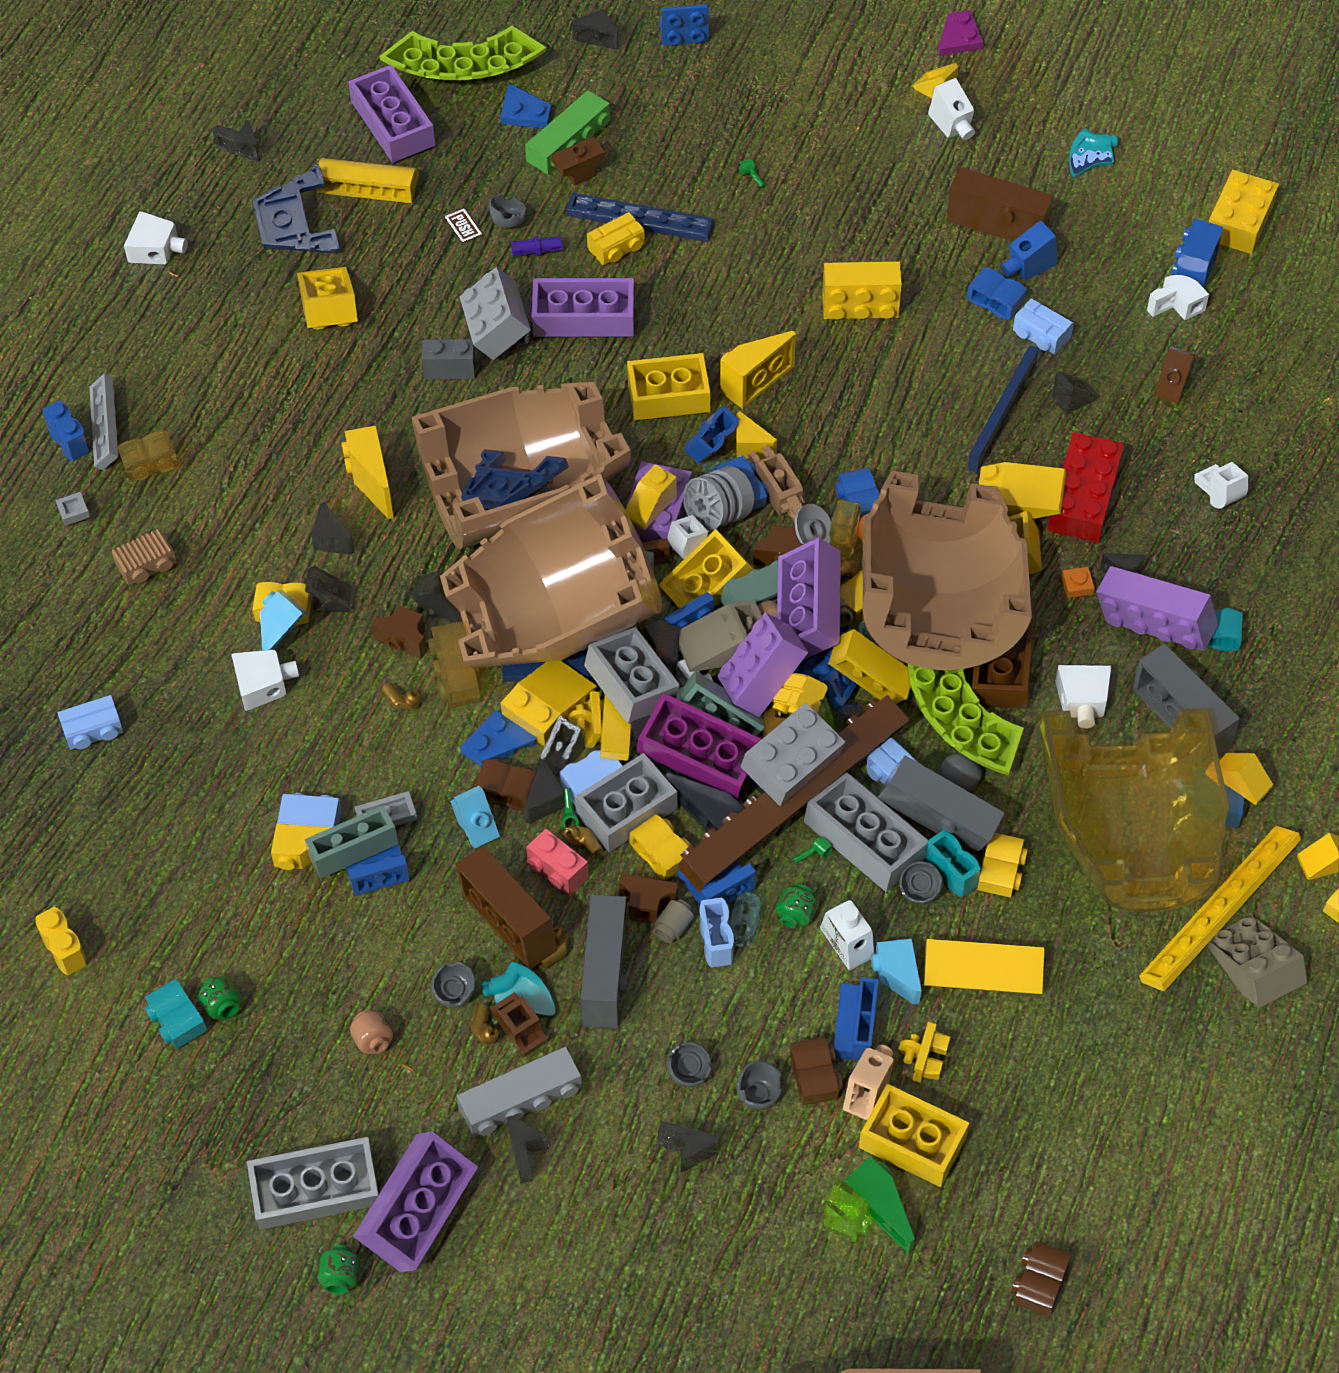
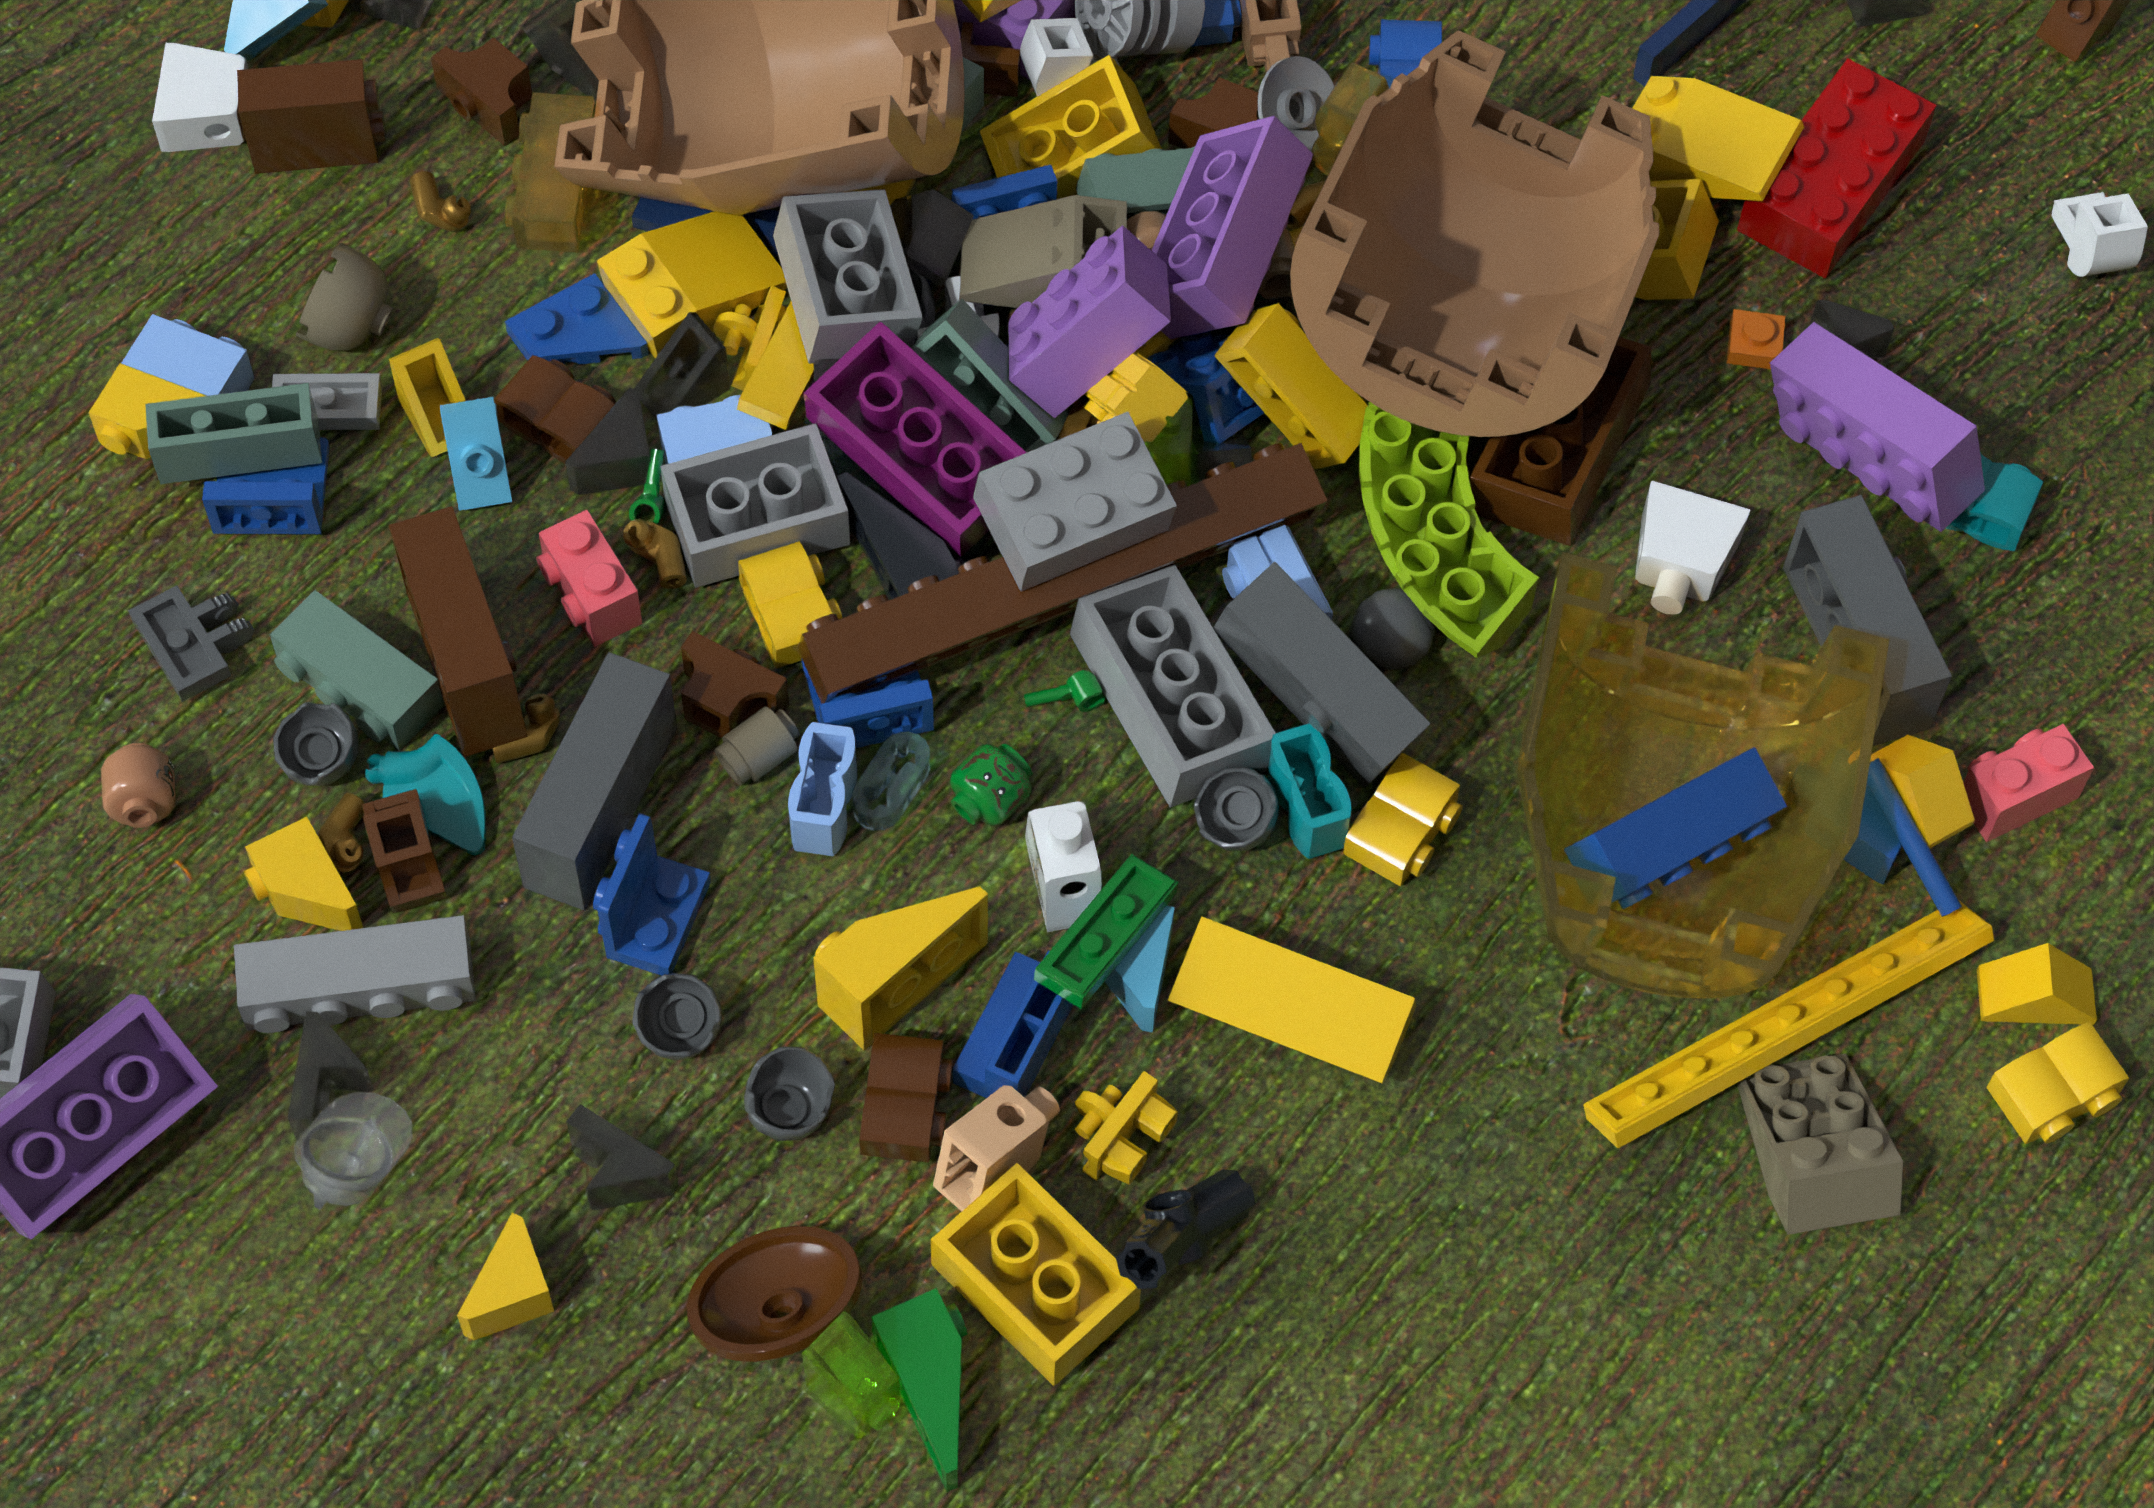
camera: 15 degrees right, 5 degrees up
(322, 670) = (310, 116): none -> reddish brown brick
(361, 953) = (181, 643): none -> dark grey hinge
(378, 760) = (346, 303): none -> dark tan cylinder
(436, 792) = (423, 384): none -> yellow slope
(458, 940) = (356, 671): none -> sand green brick
(474, 1054) = (300, 878): none -> yellow slope
(555, 1177) = (352, 1147): none -> clear piece
(652, 1015) = (647, 902): none -> blue bracket
(661, 1219) = (508, 1286): none -> yellow slope
(785, 1006) = (896, 960): none -> yellow slope
(792, 1183) = (773, 1293): none -> reddish brown dish
(885, 959) = (1106, 931): none -> green tile
(975, 1090) = (1181, 1224): none -> black piece
(1141, 826) = (1681, 826): none -> blue brick
(1249, 804) = (1911, 839): none -> blue bar
(1288, 758) = (2025, 780): none -> coral brick

